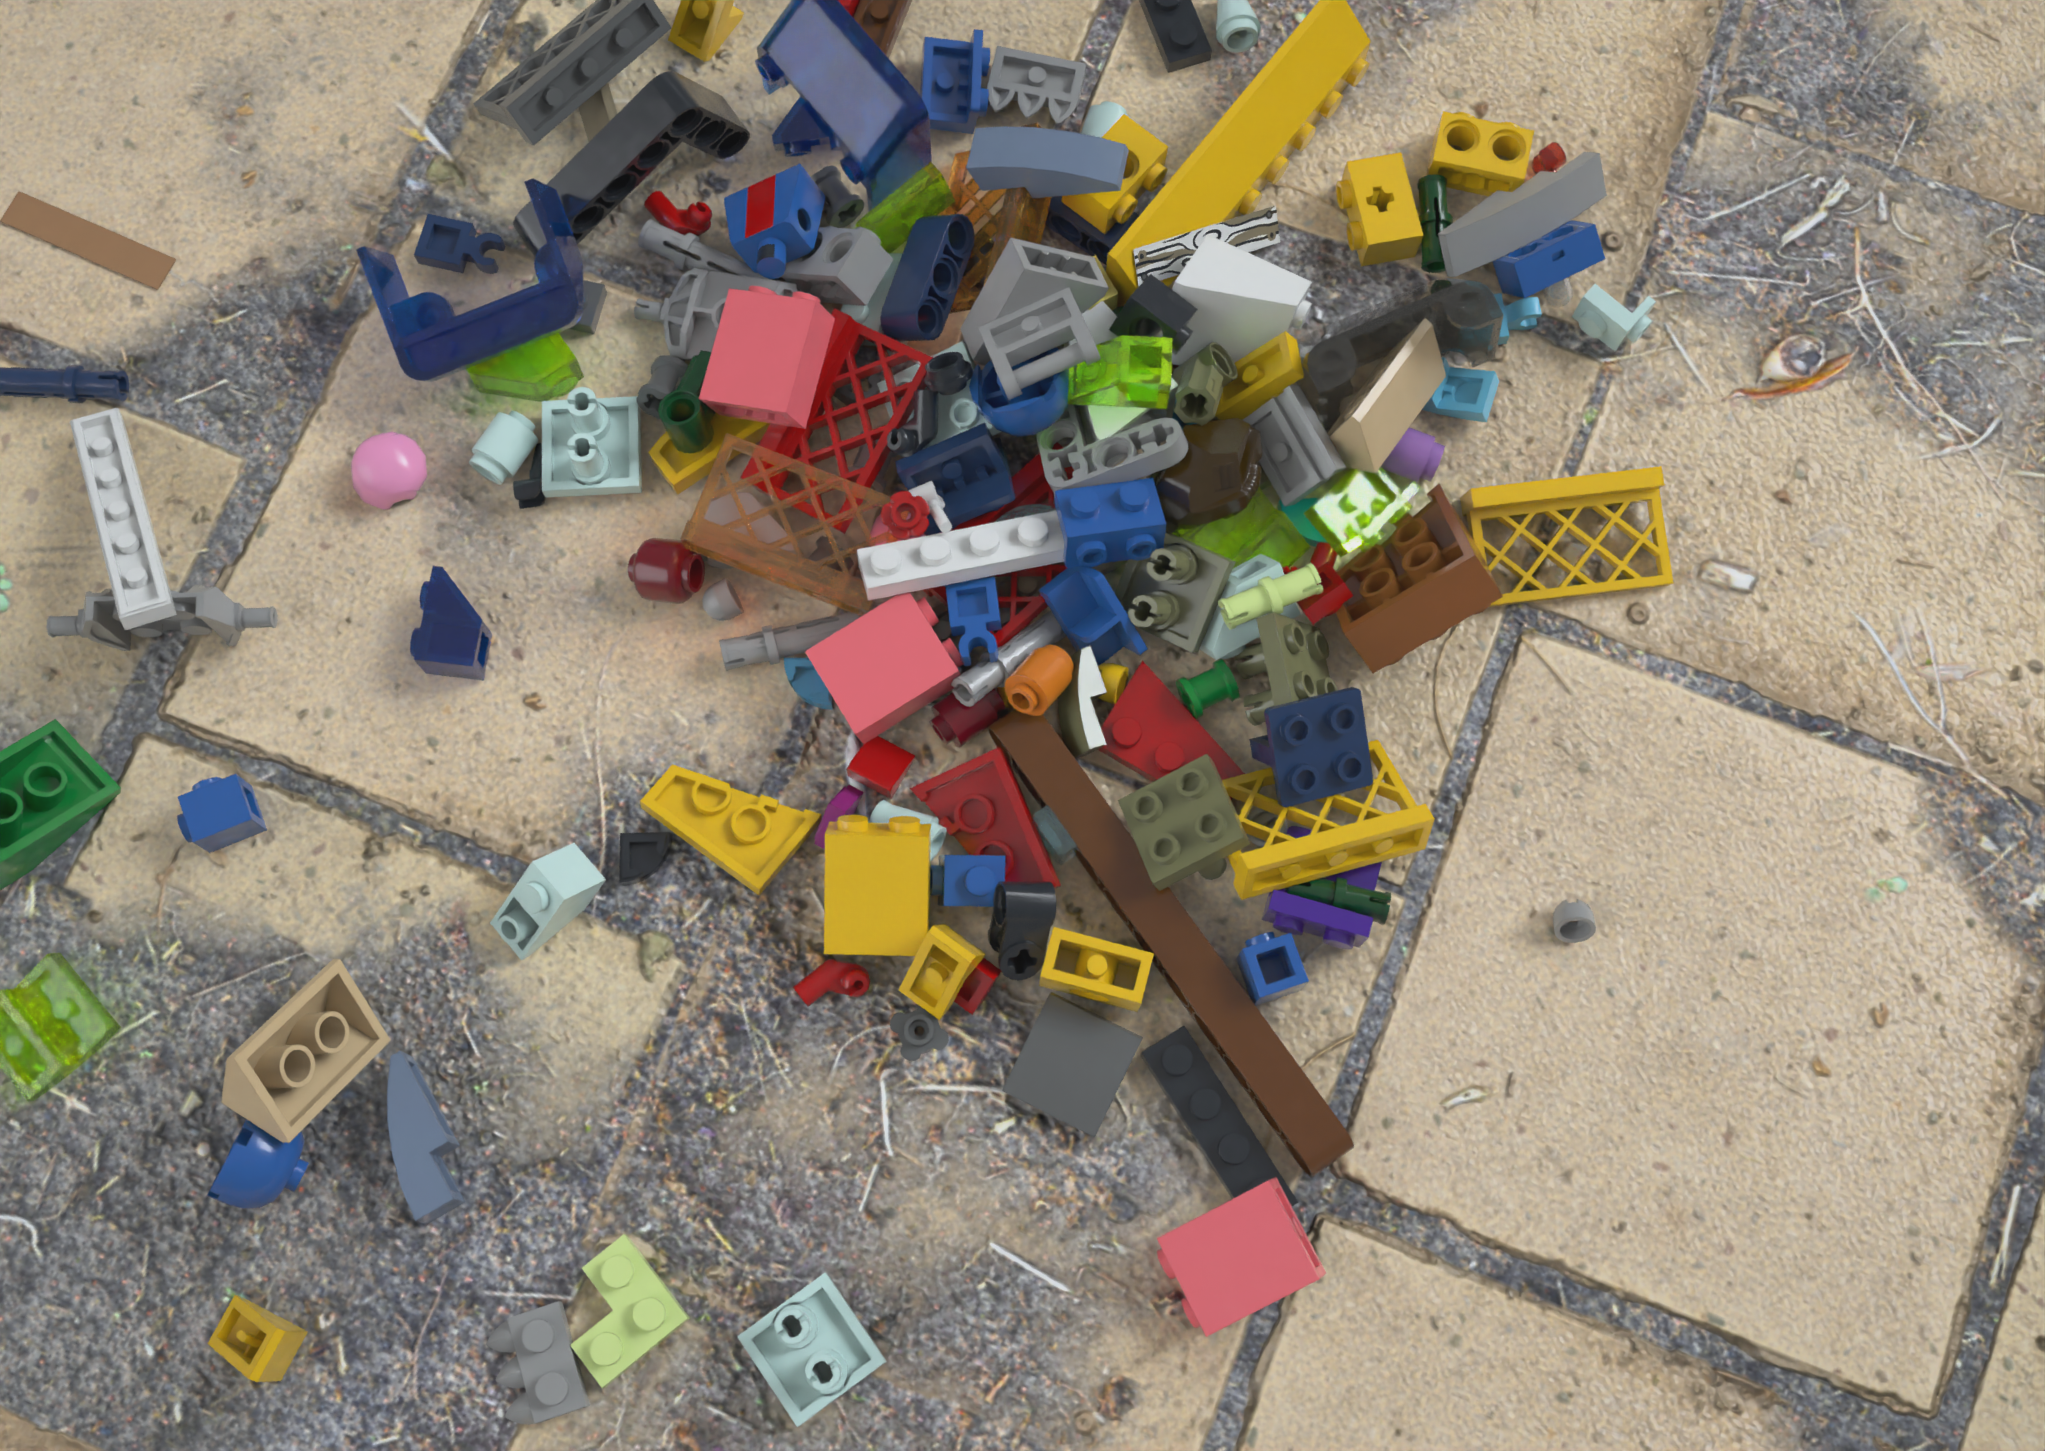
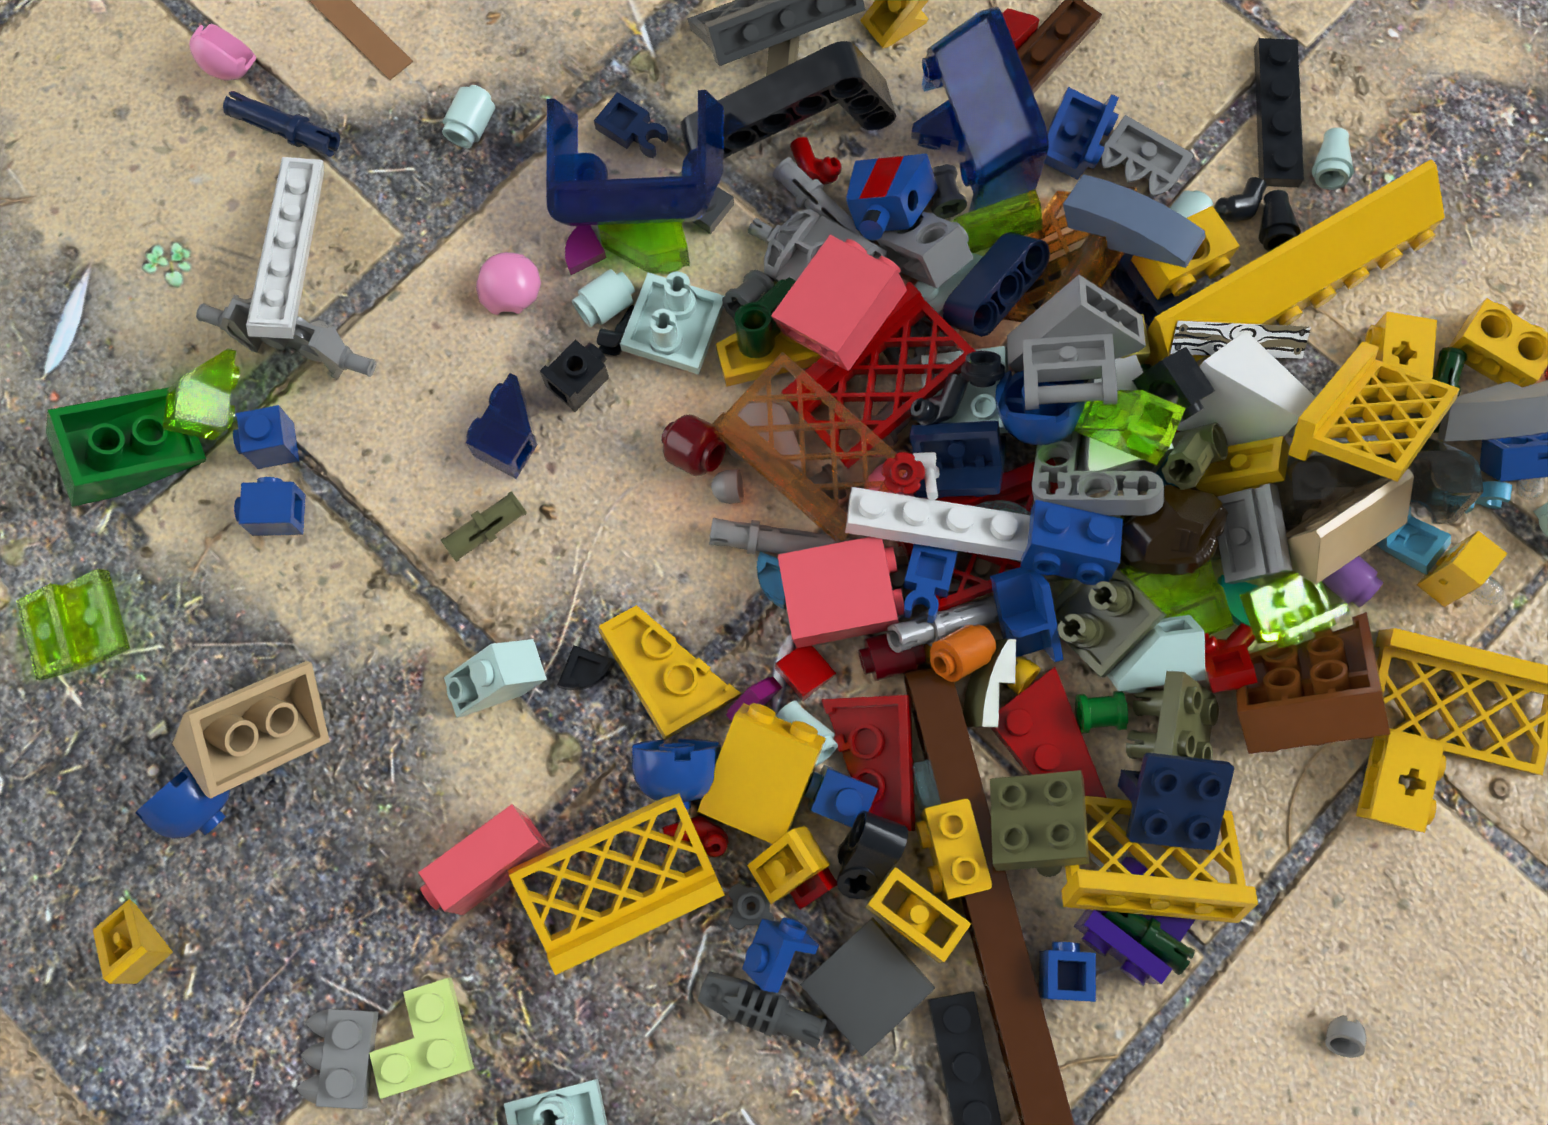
camera: 25 degrees right, 0 degrees up
(92, 722) = (201, 399): none -> clear neon green slope
(182, 738) = (266, 437): none -> blue brick
(267, 299) = (468, 116): none -> light aqua brick
(418, 1142) = (316, 833): sand blue slope -> none
(458, 402) = (583, 249): none -> magenta tile
(469, 744) = (483, 526): none -> olive pin
(509, 555) = (576, 386): none -> black brick
(615, 1095) = (481, 862): none -> coral brick
(783, 921) = (675, 768): none -> blue cylinder
(797, 1090) = (627, 918): none -> yellow fence
(960, 1066) = (773, 950): none -> blue bracket
(968, 1132) = (759, 1009): none -> dark grey hinge
(1108, 887) = (955, 850): none -> yellow bracket
(1158, 101) = (1242, 206): none -> black arm
(1200, 104) = (1277, 220): none -> black cone
(1270, 596) = (1186, 656): yellowish green pin -> none
(1333, 269) = (1344, 399): none -> yellow fence
(1522, 404) = (1466, 570): none -> yellow piece
(1525, 665) = (1387, 800): none -> yellow brick

